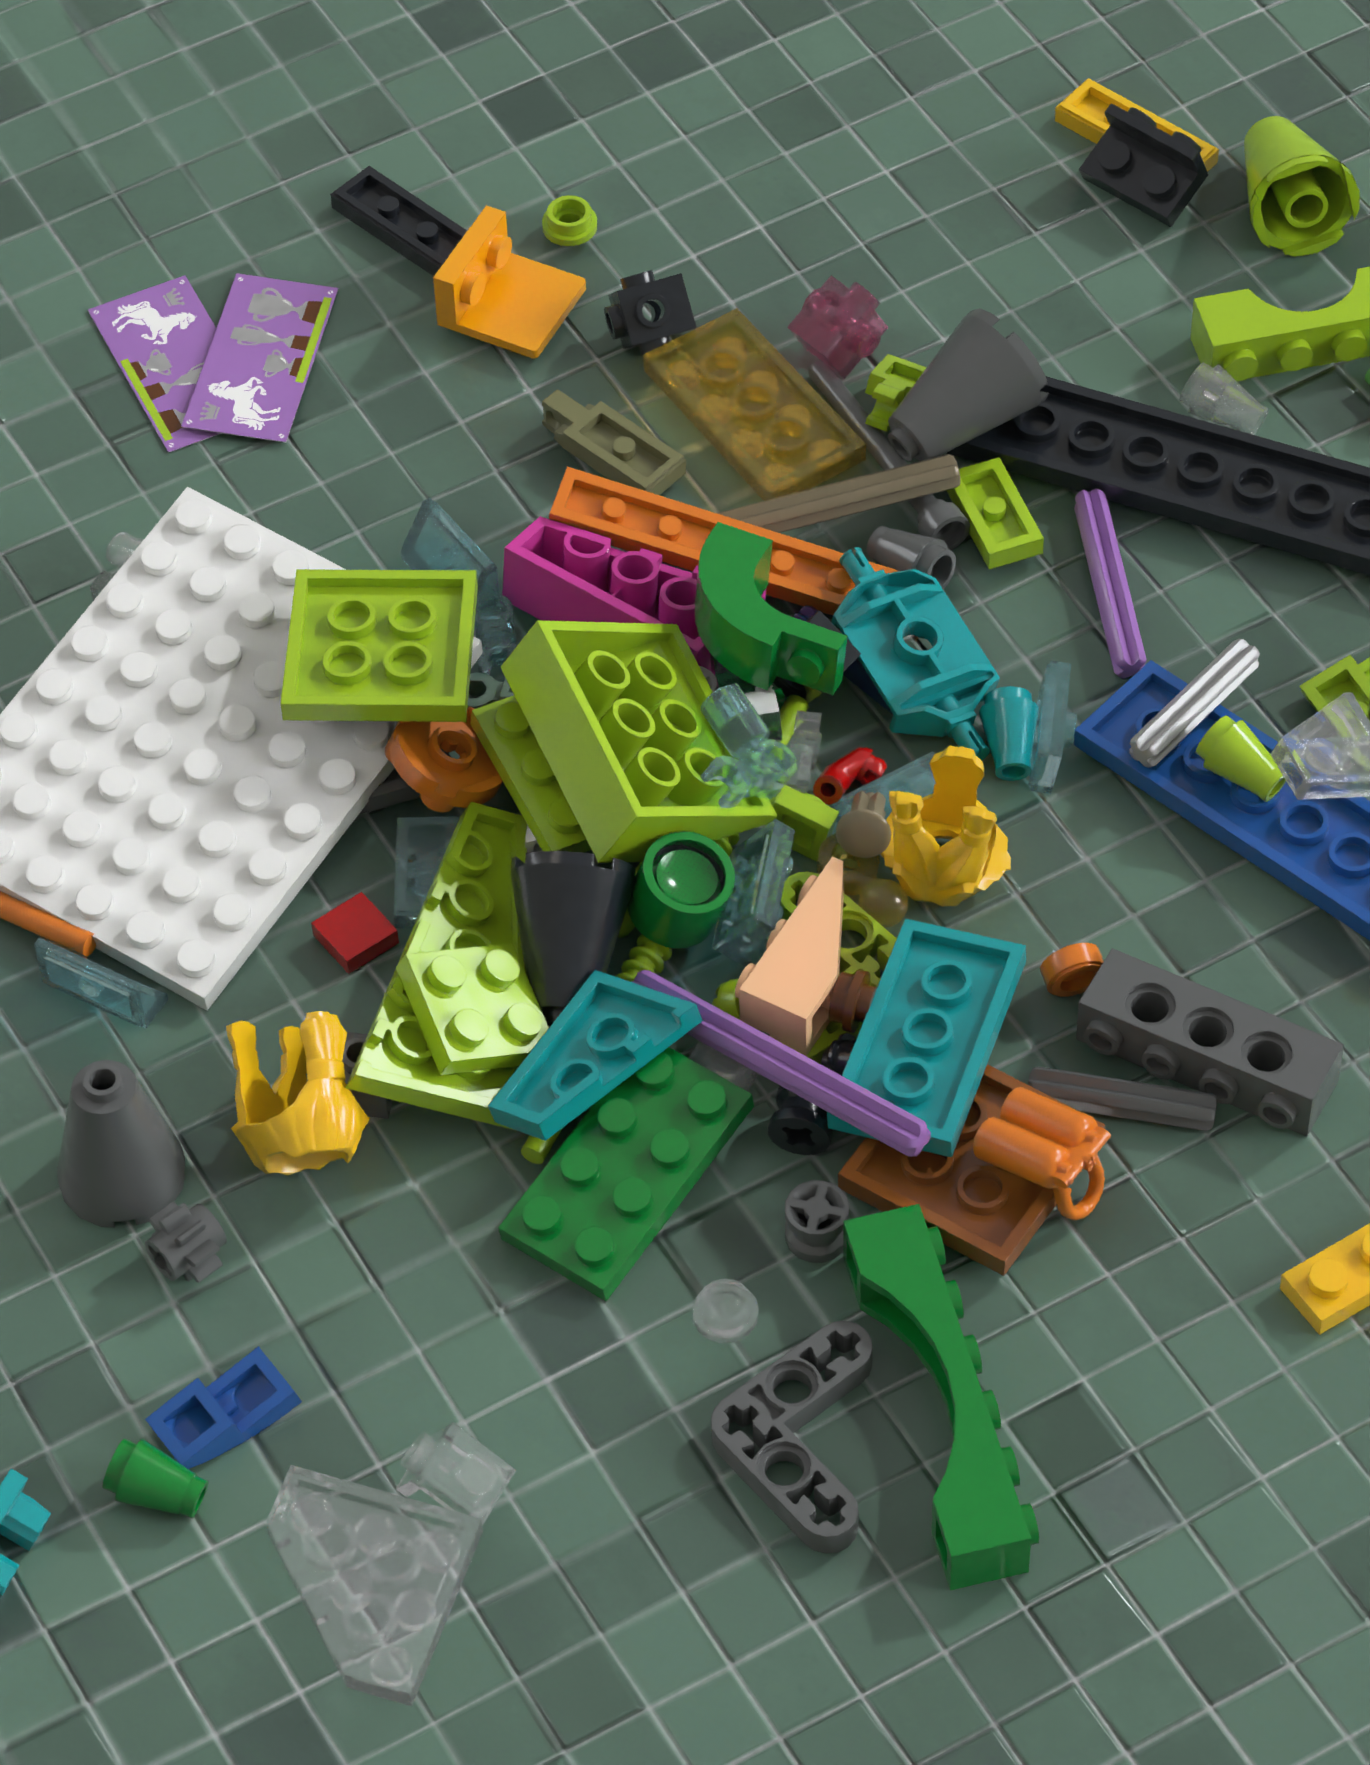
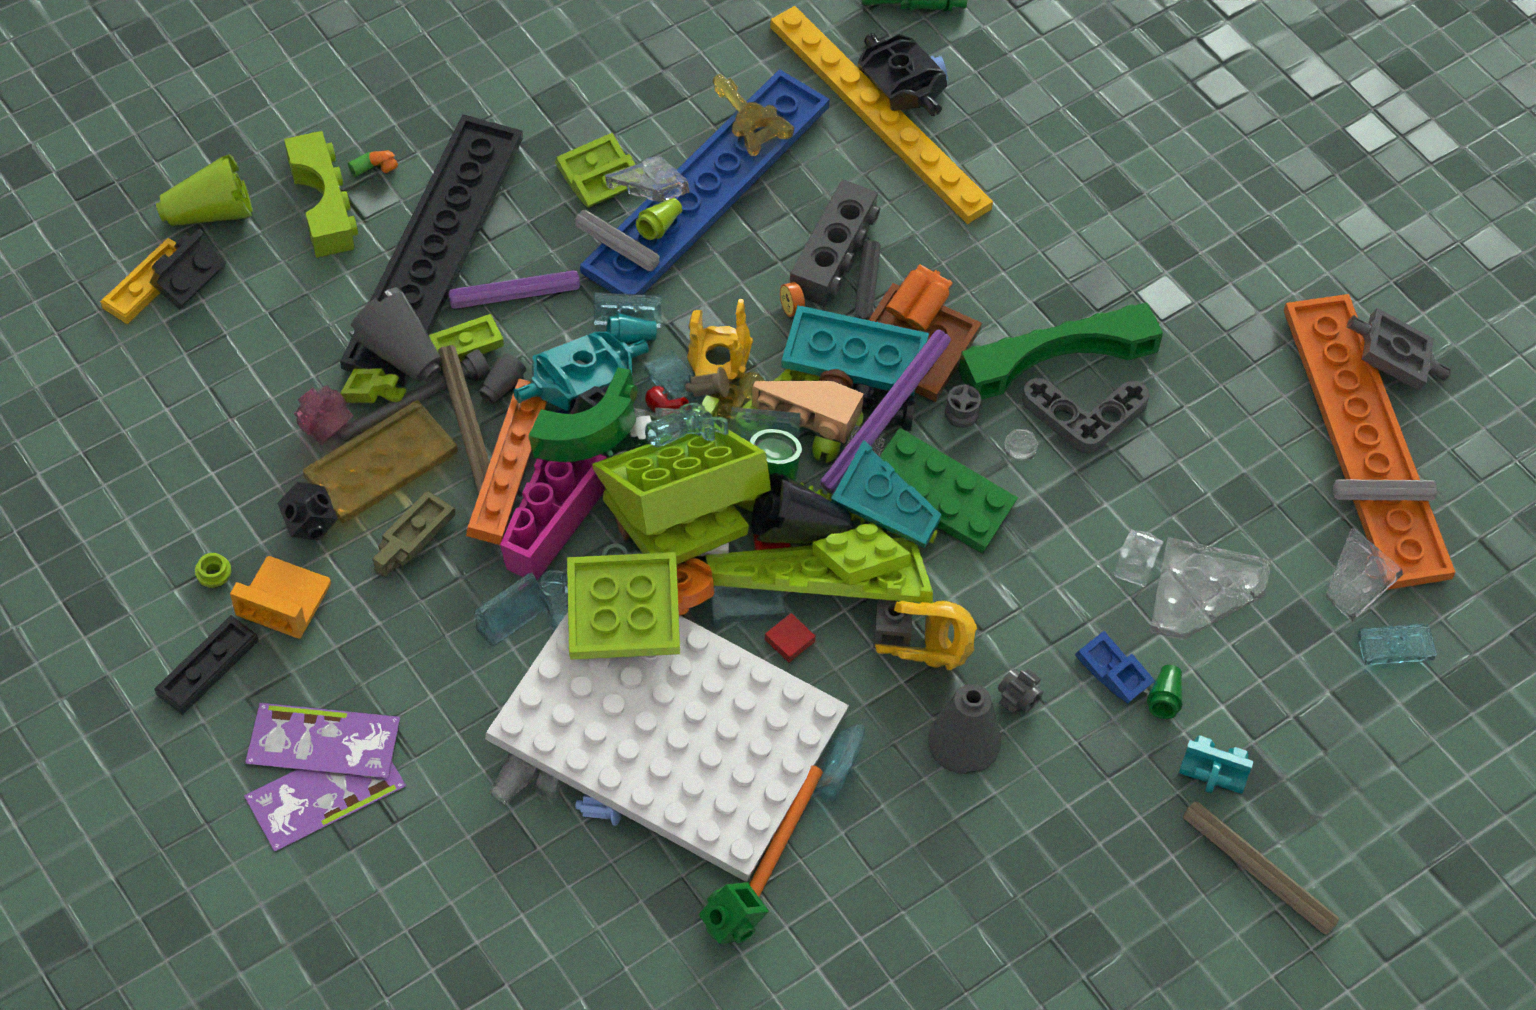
camera: 100 degrees left, 5 degrees up
(1222, 400) = (375, 238): clear cone -> none

